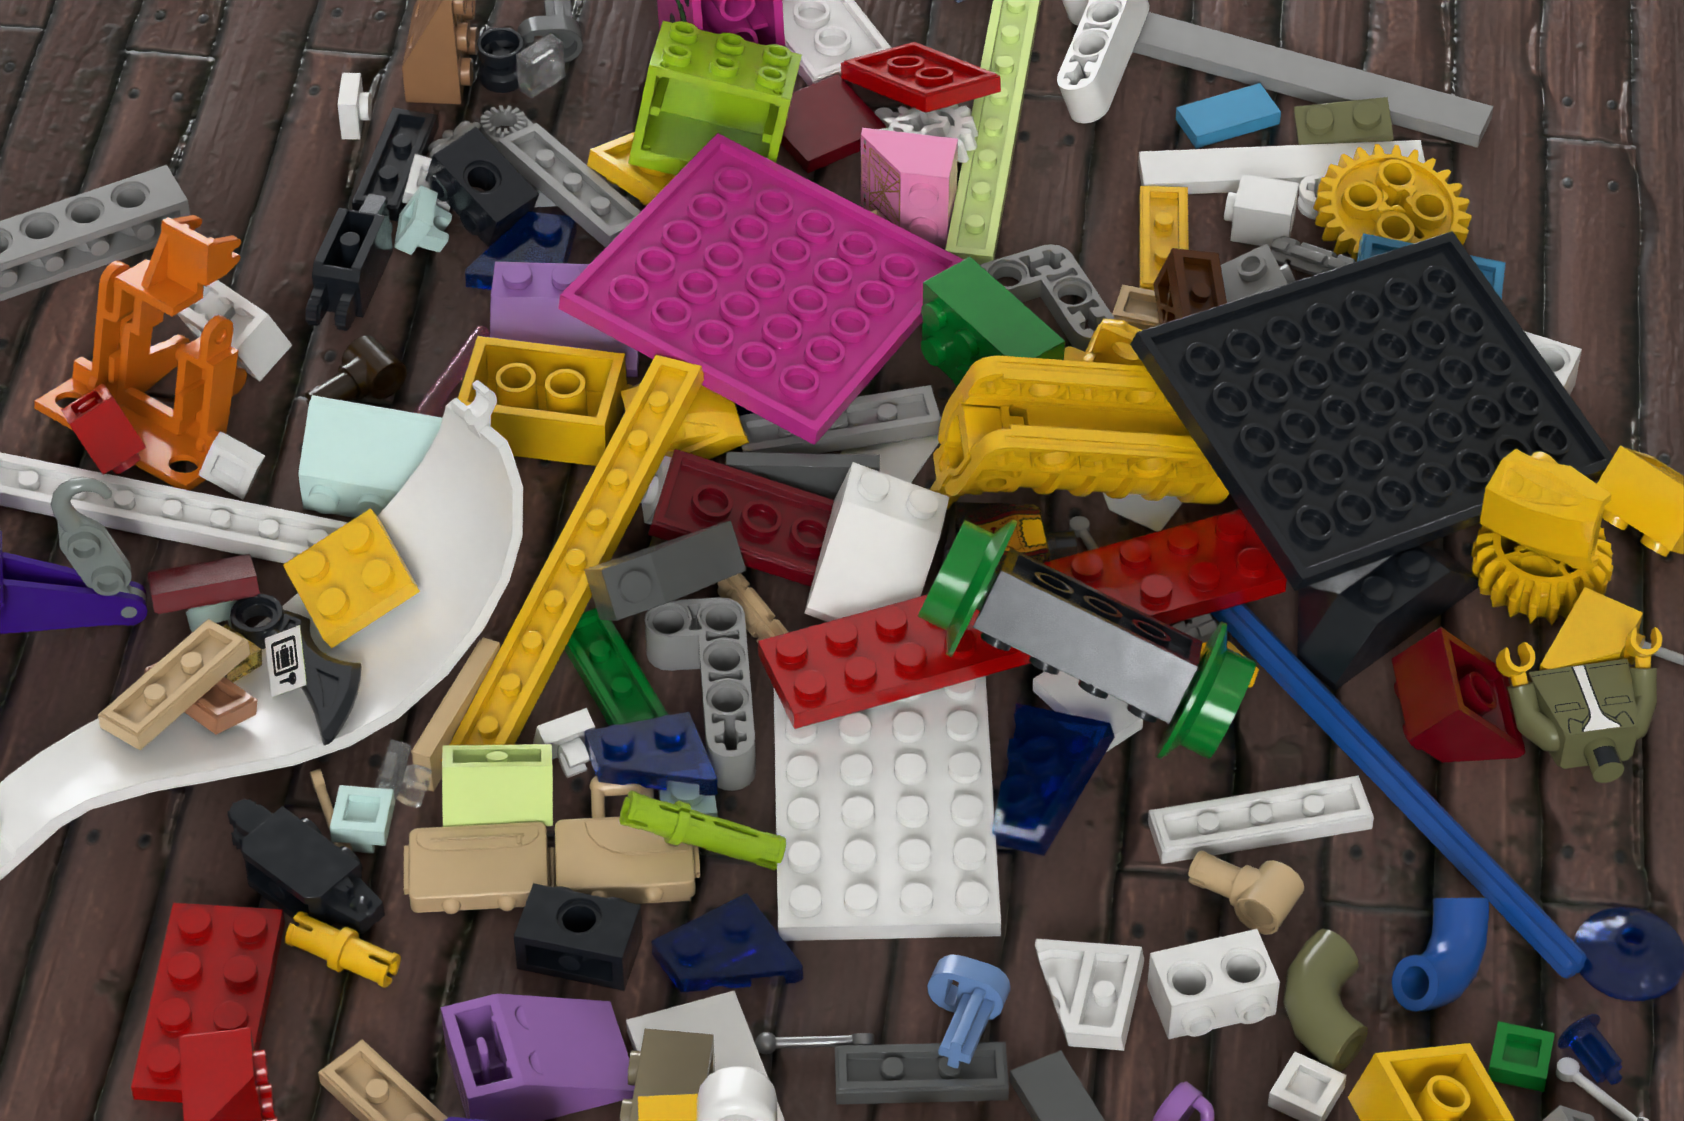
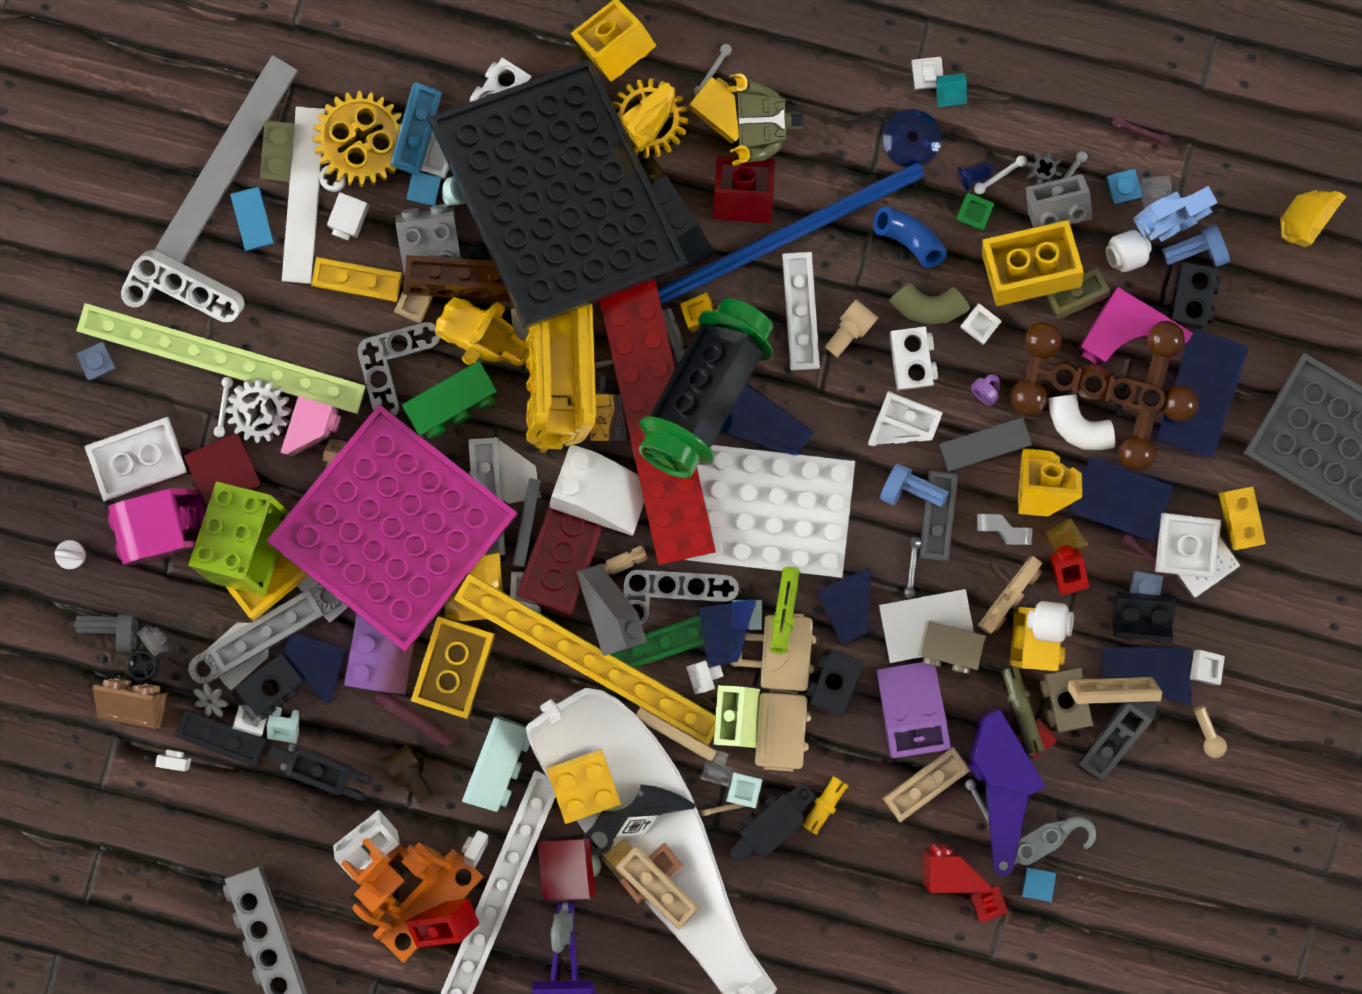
camera: 80 degrees left, 40 degrees up
(209, 979) = (845, 876): red plate -> none
(920, 77) = (207, 406): red tile -> none
(1306, 257) = (394, 195): light grey axle -> none

